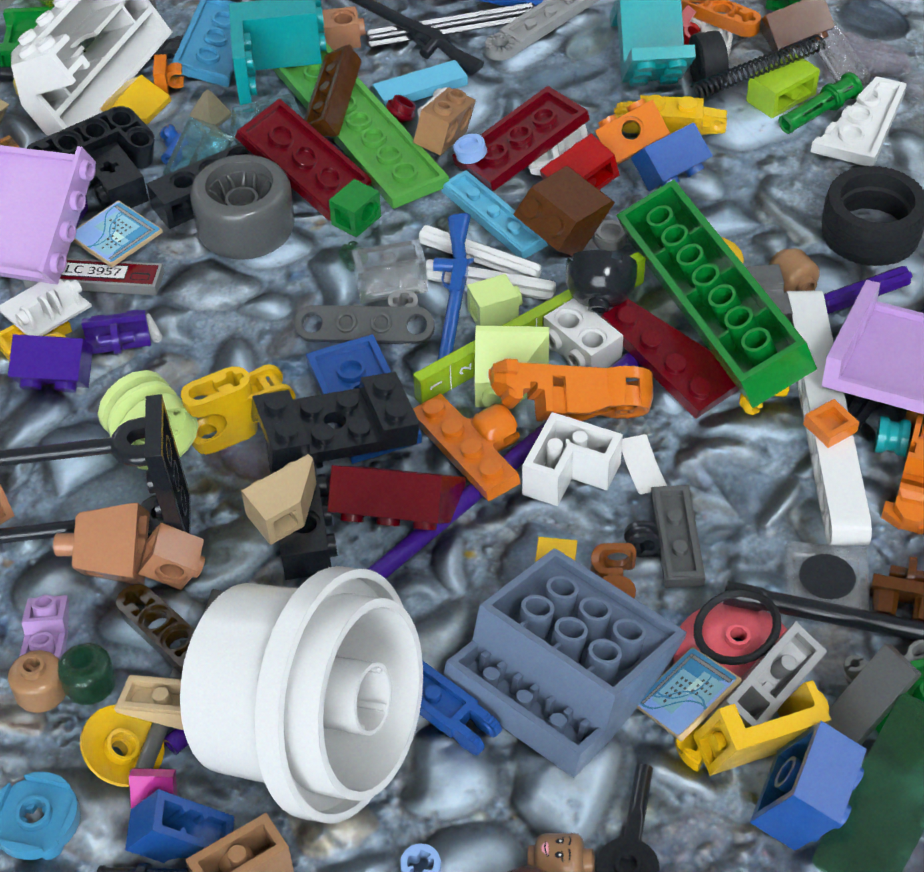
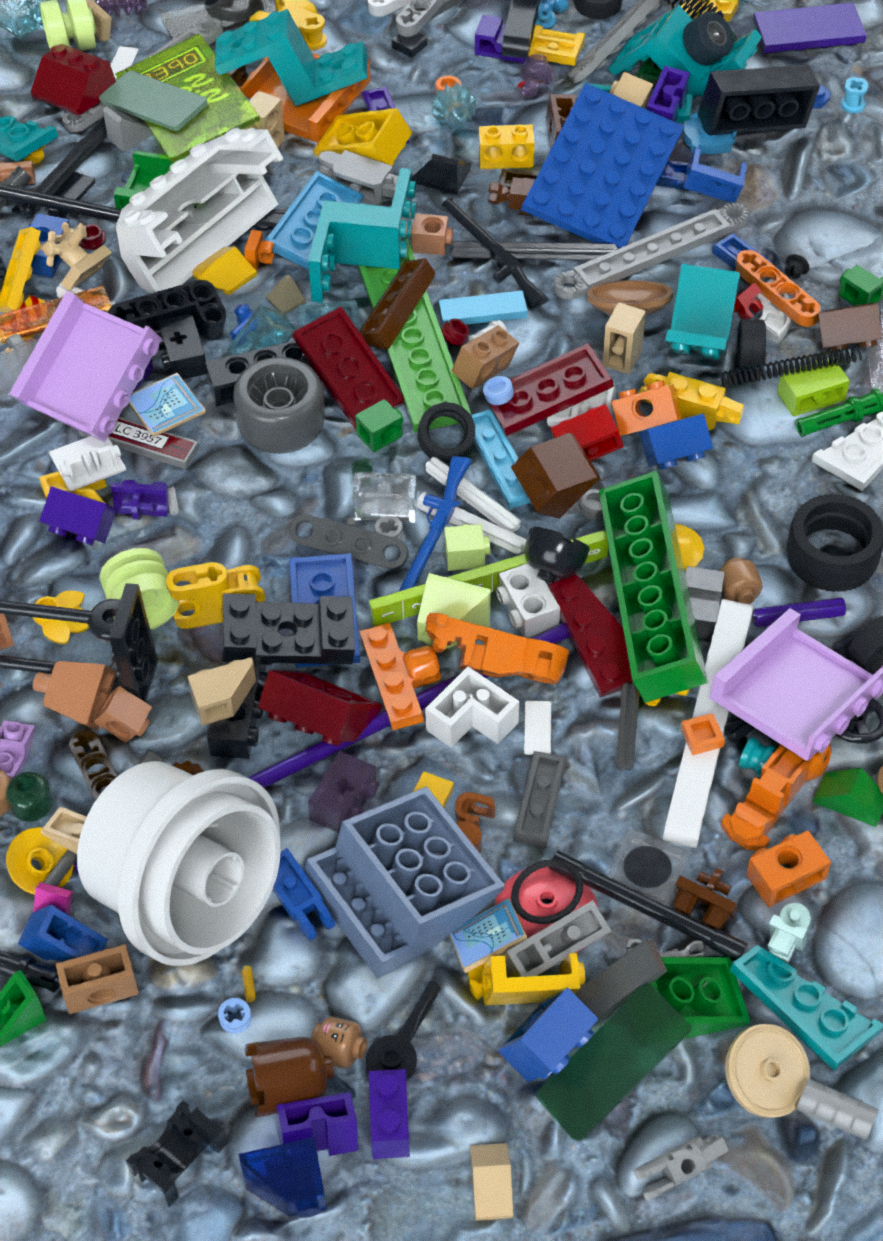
camera: 15 degrees right, 5 degrees up
(63, 476) = (58, 630): none -> yellow plate
(423, 826) = (250, 986): none -> yellow leg
(435, 176) = (449, 410): none -> black tyre
(457, 581) = (342, 791): none -> clear purple brick
(569, 45) = (639, 294): none -> medium nougat dish
(580, 72) = (623, 338): none -> tan brick
(643, 537) = (507, 794): black bush -> none
(740, 440) = (627, 727): none -> dark grey axle

